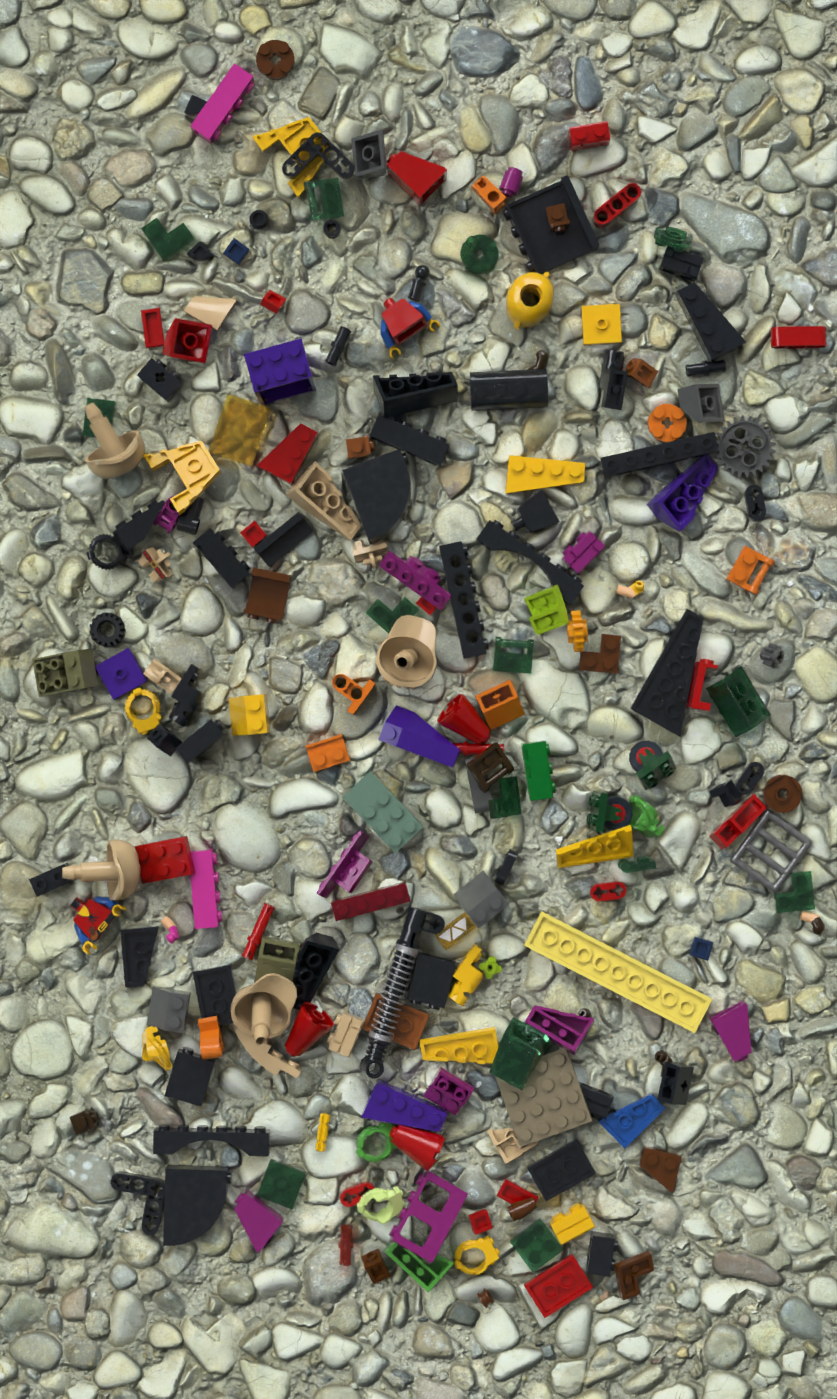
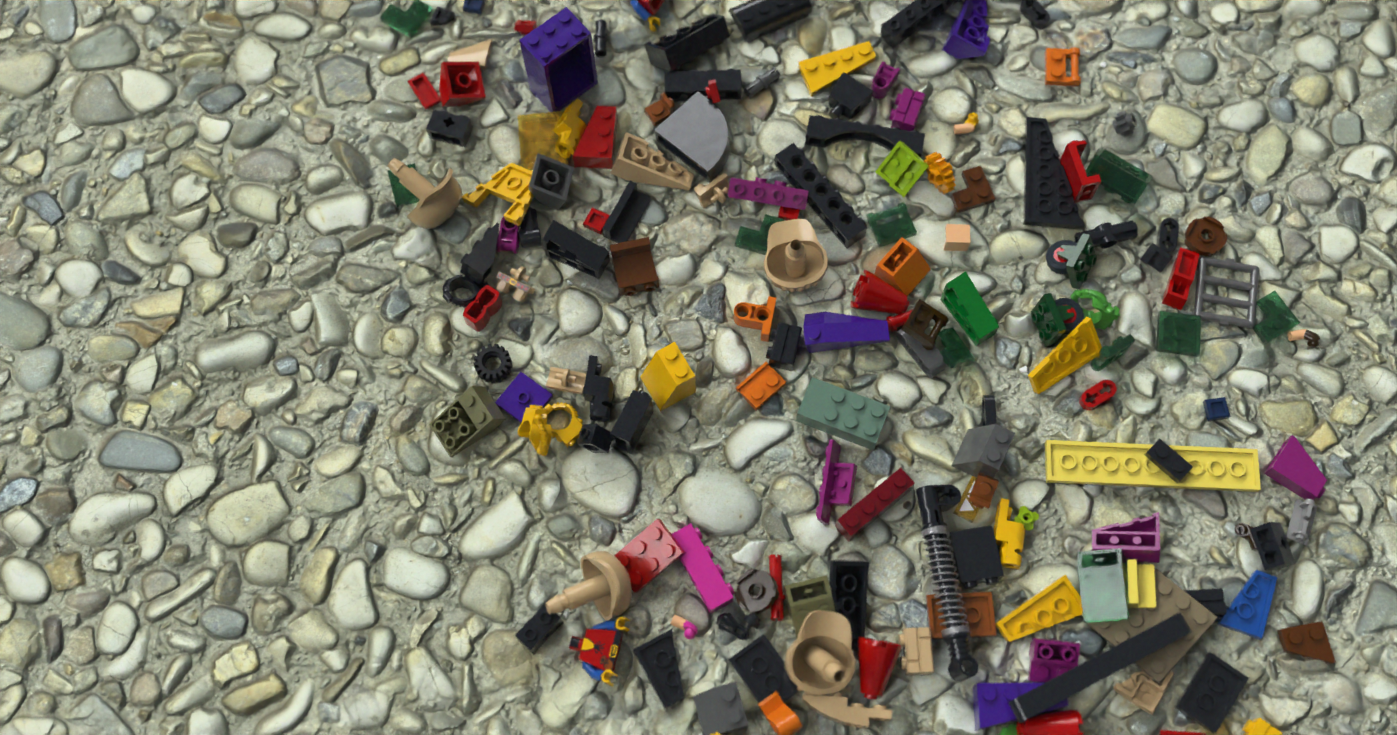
camera: 25 degrees left, 20 degrees down
(113, 579) = (480, 310): none -> red brick
(118, 705) = (536, 428): none -> yellow piece
(205, 941) = (728, 623): none -> black piece
(227, 481) = (550, 181): none -> dark grey slope
(248, 934) = (768, 591): none -> plate
(267, 433) = (569, 129): none -> yellow plate
(363, 728) = (784, 347): none -> black brick
(411, 458) = (712, 91): none -> red plate
(463, 933) = (983, 491): none -> dark orange bracket
(466, 460) = (762, 82): none -> dark grey pin
(476, 1117) = (1099, 667): none -> black beam
(547, 1067) = (1141, 585): none -> light yellow panel
(562, 696) = (957, 237): none -> light nougat panel
(581, 508) = (885, 77): none -> magenta piece
(631, 976) = (1168, 460): none -> black plate
(695, 753) = (1108, 235): none -> black piece
(706, 870) = (1178, 333): none -> clear green plate
(714, 1072) = (1301, 521): none -> light grey hinge

